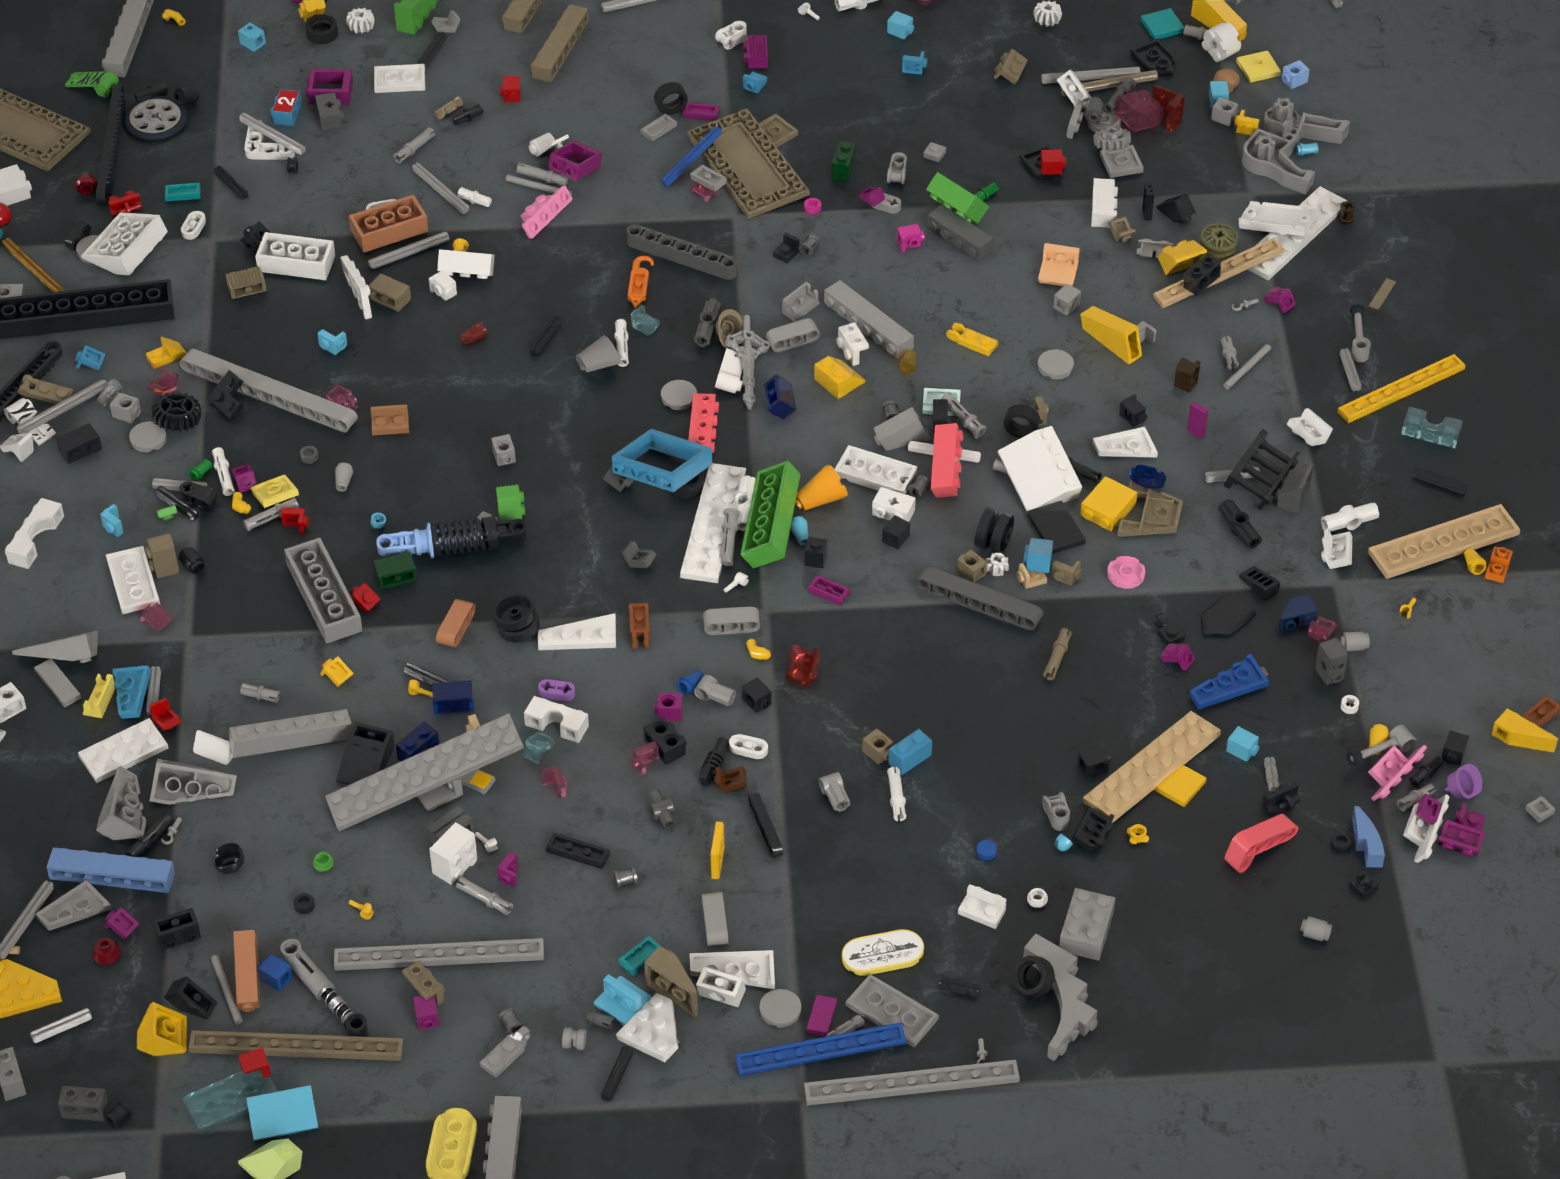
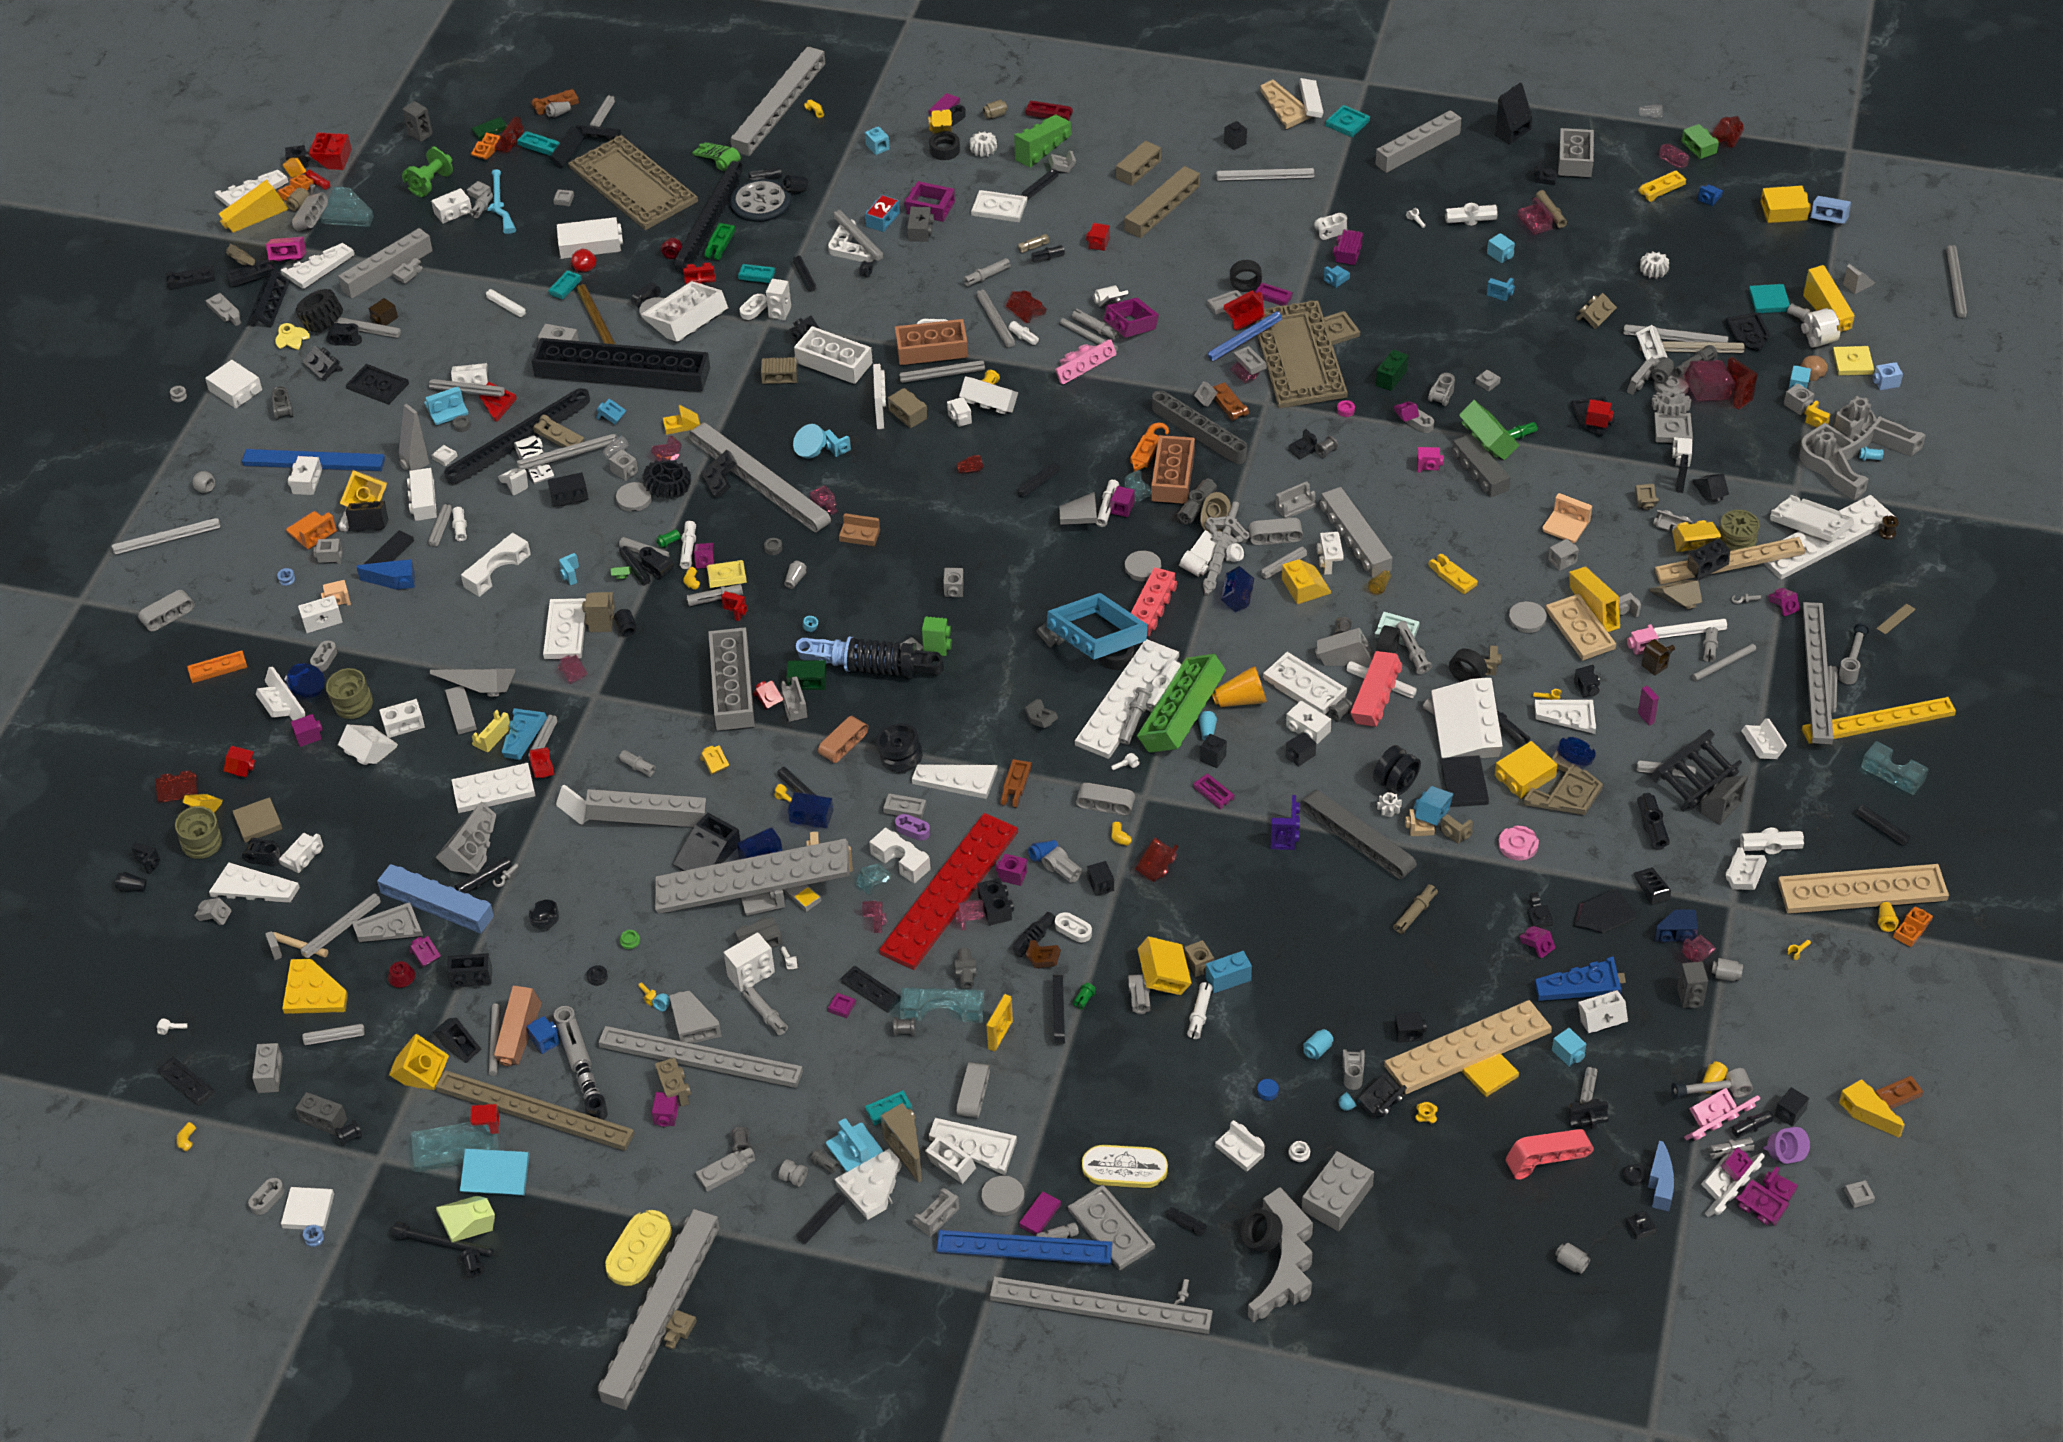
camera: 20 degrees right, 0 degrees up
(131, 166) = (719, 240): none -> green hinge
(183, 783) = (533, 831): light grey wedge -> none
(218, 212) = (778, 299): none -> white brick
(305, 344) = (809, 441): none -> medium azure tile
(379, 913) = (661, 1002): none -> medium azure hinge
(392, 597) = (793, 700): none -> light grey hinge
(417, 921) = (693, 1019): none -> light grey slope
(465, 170) = (1025, 305): none -> clear red bracket
(507, 870) = (796, 989): magenta bracket -> none
(540, 671) = (904, 805): none -> light grey plate
(556, 873) = (841, 1005): none -> magenta tile
(615, 742) = (950, 886): none -> red plate
(637, 337) = (1122, 501): none -> magenta brick
(674, 297) = (1173, 469): none -> nougat brick
(675, 219) = (1205, 393): none -> light grey plate
(676, 841) = (920, 1001): none -> clear light blue arch
(683, 131) = (1245, 309): none -> red bracket
(699, 222) = (1229, 402): none -> dark orange plate
(725, 1039) = (937, 1213): none -> light grey hinge
(761, 364) = (1234, 553): none -> white tile
(784, 804) = (1087, 991): none -> green pin
(808, 365) = (1276, 566): none -> light grey axle
(850, 760) = (1164, 965): none -> yellow brick
(913, 609) = (1284, 829): none -> dark purple bracket
(971, 566) = (1362, 801): dark tan brick -> none
(1017, 797) = (1318, 1044): none -> medium azure brick
(1104, 202) = (1638, 464): white brick -> none
(1107, 362) = (1580, 627): none -> tan plate
(1108, 429) = (1555, 695): none -> yellow hand
(1136, 179) = (1680, 447): none -> white brick
(1167, 362) = (1641, 638): none -> bright pink brick
(1185, 311) = (1680, 593): none -> dark tan slope
(1204, 342) = (1690, 628): none -> white axle
(1261, 704) = (1603, 1011): none -> white brick
(1334, 357) = (1817, 673): none -> light grey plate
(1349, 699) = (1698, 1028): white bush -> none

